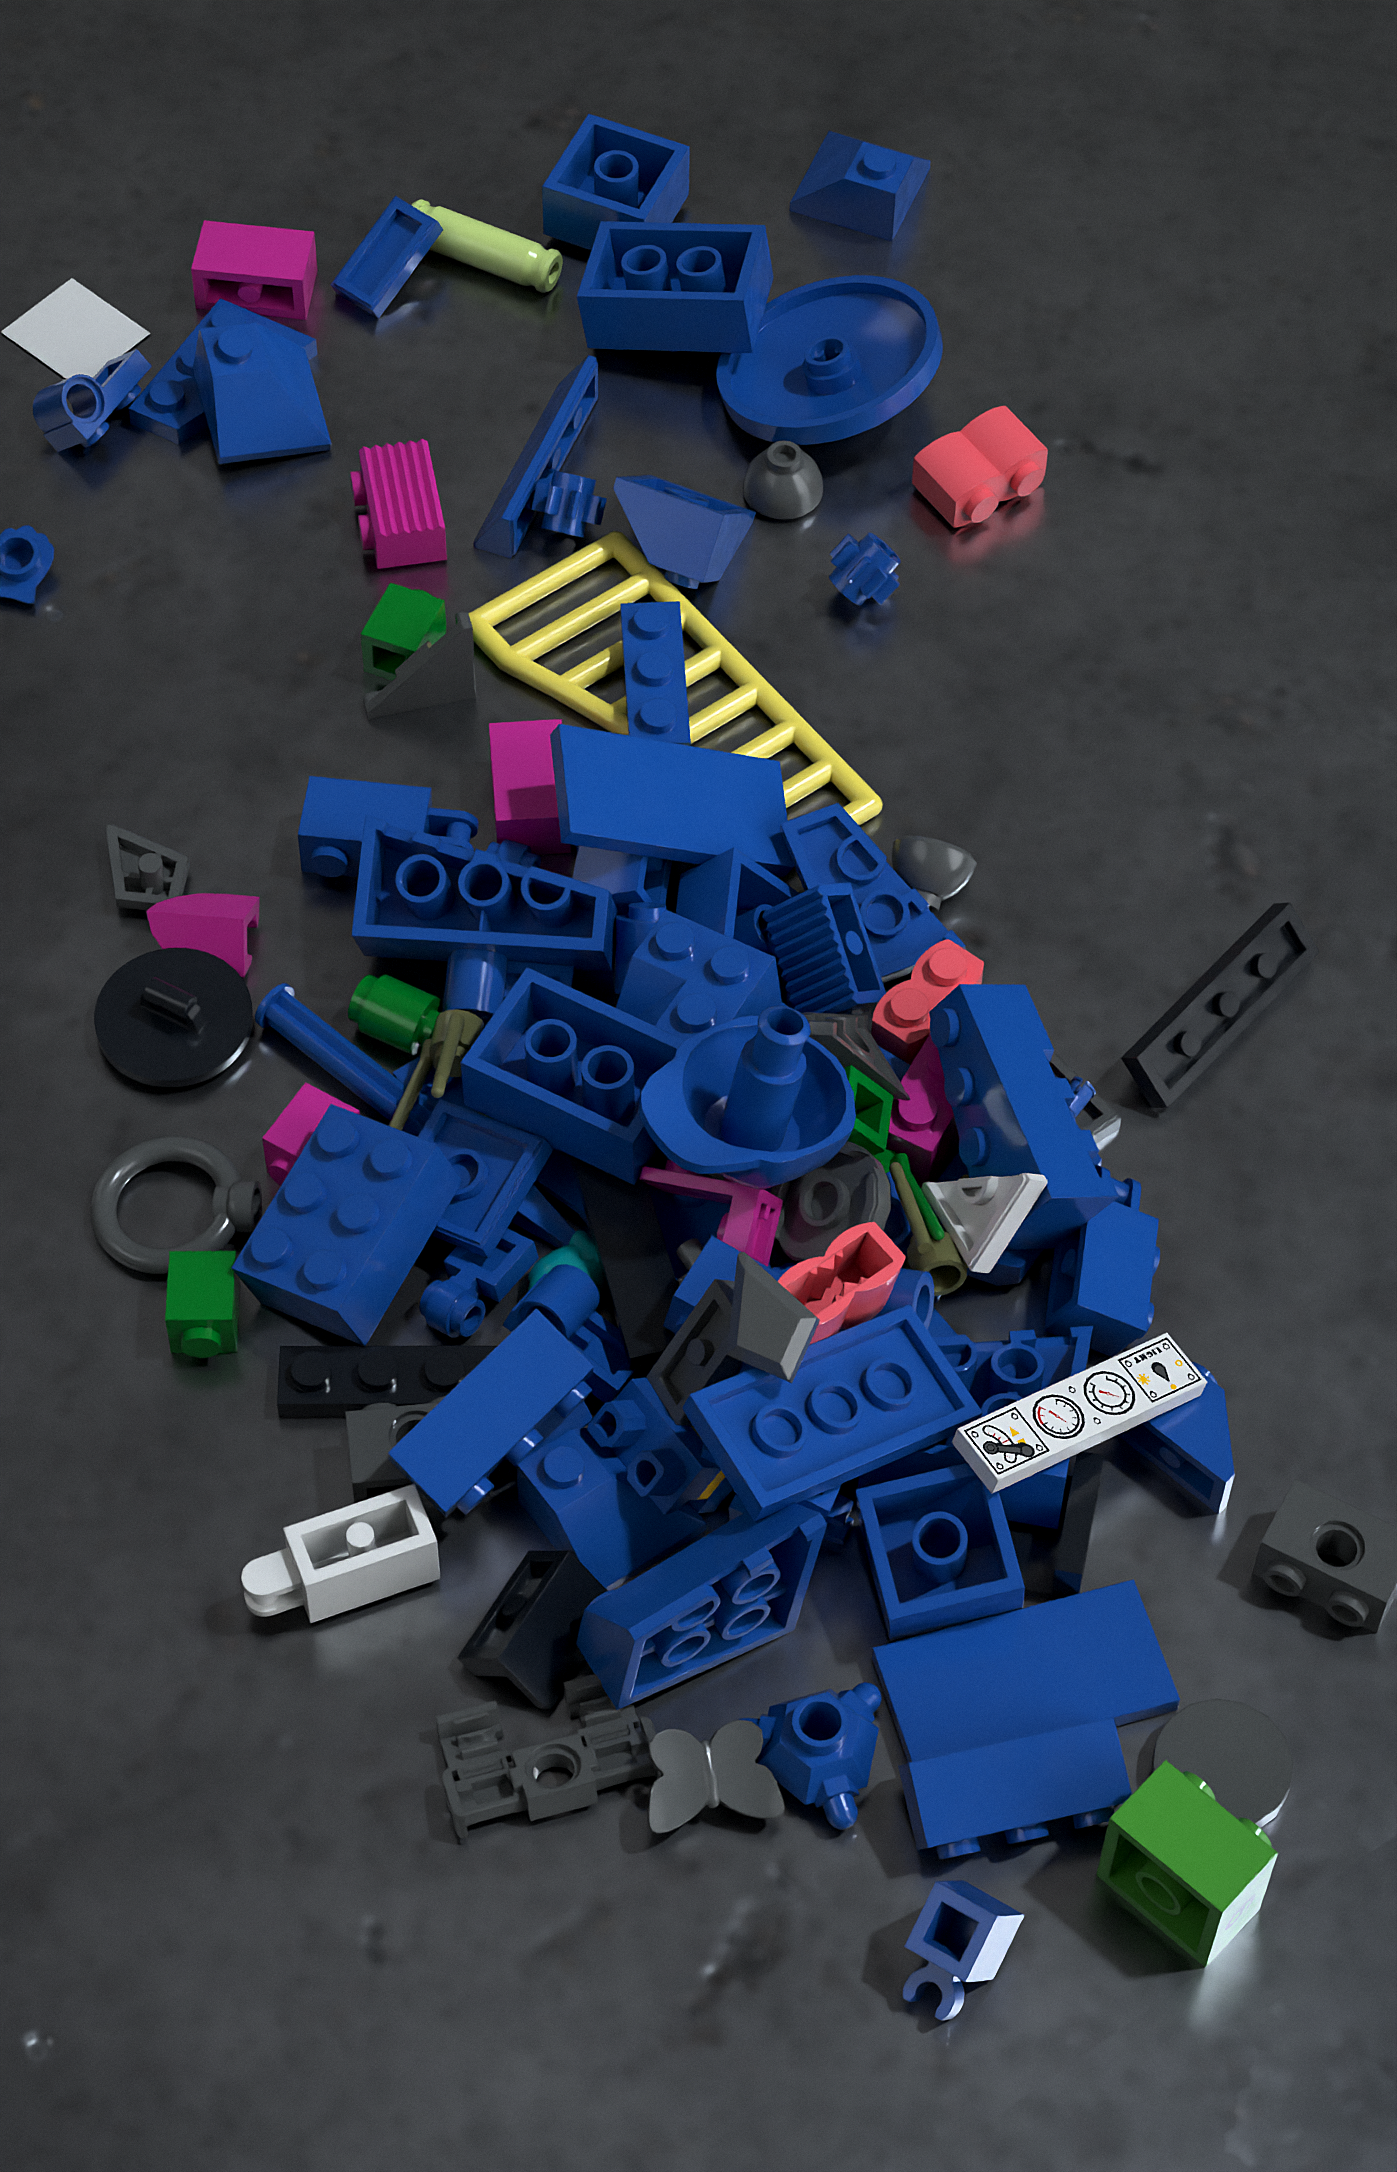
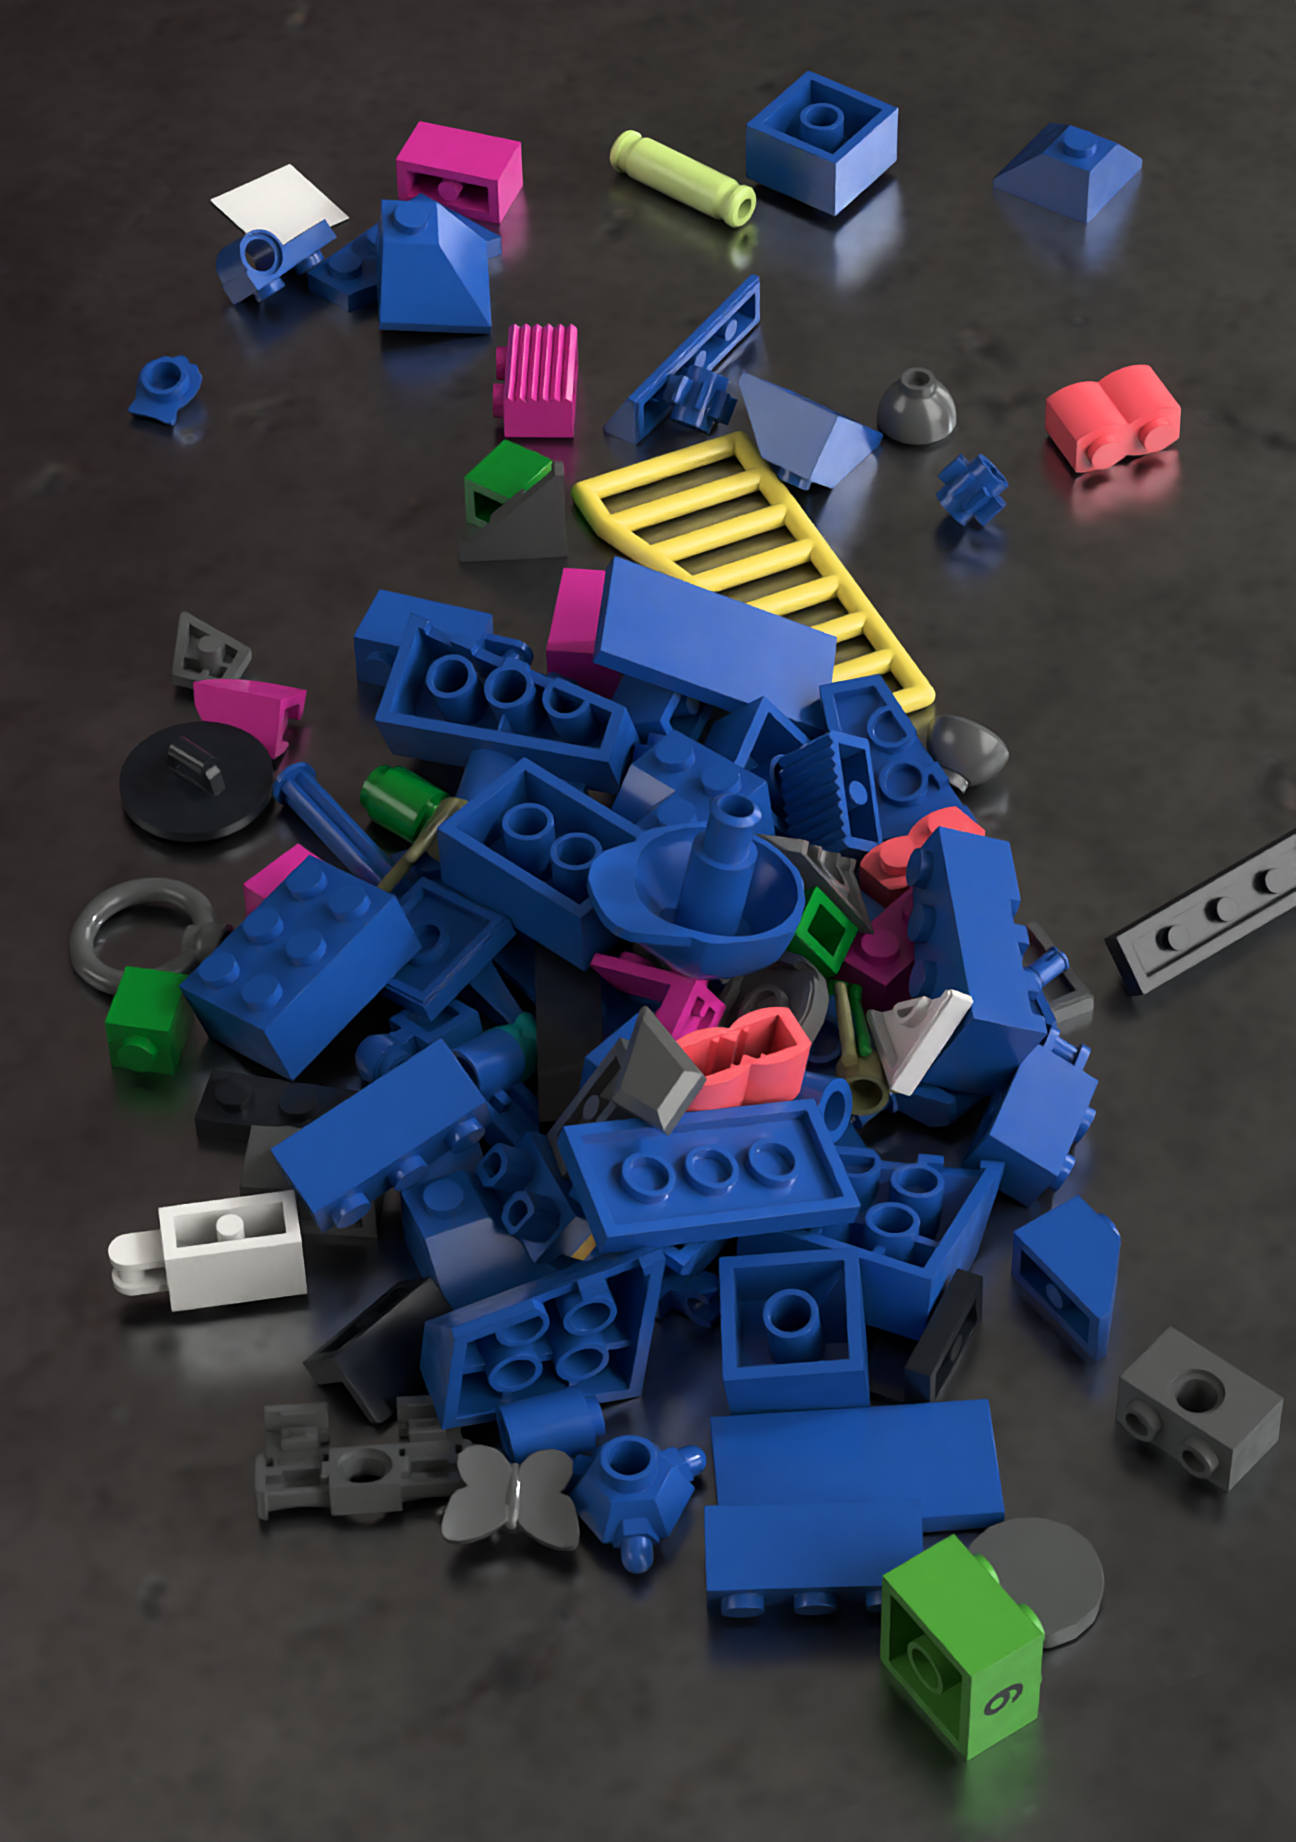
camera: 15 degrees right, 10 degrees down
(386, 257) = (587, 175): blue tile -> none
(655, 671) = (742, 544): blue plate -> none
(675, 287) = (853, 227): blue brick -> none
(722, 1689) = (550, 1420): none -> blue brick
(832, 360) = (987, 306): blue dish -> none
(962, 1938) = (719, 1678): blue brick -> none
(1078, 1412) = (960, 1223): white tile -> none

